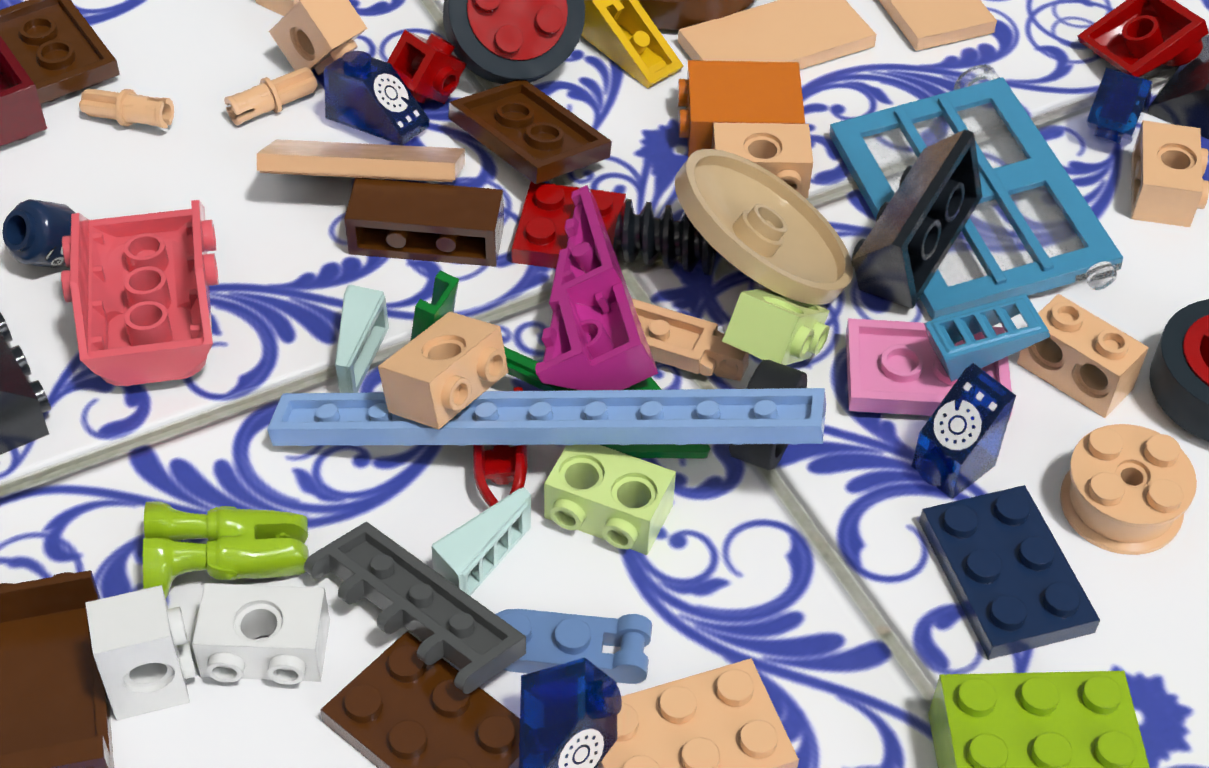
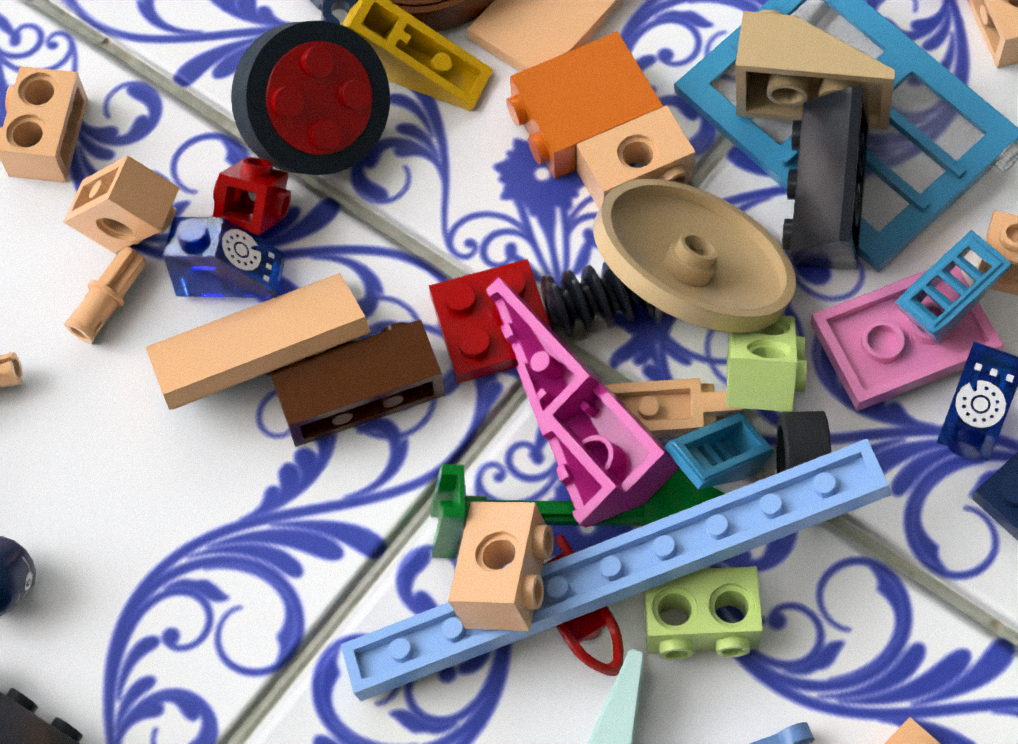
camera: 20 degrees left, 15 degrees up
(142, 293) = (143, 594): coral slope -> none
(360, 335) = (369, 534): light aqua slope -> none
(529, 130) = (396, 227): reddish brown plate -> none
(687, 368) = (720, 452): none -> dark azure slope
(924, 105) = (792, 62): none -> tan slope

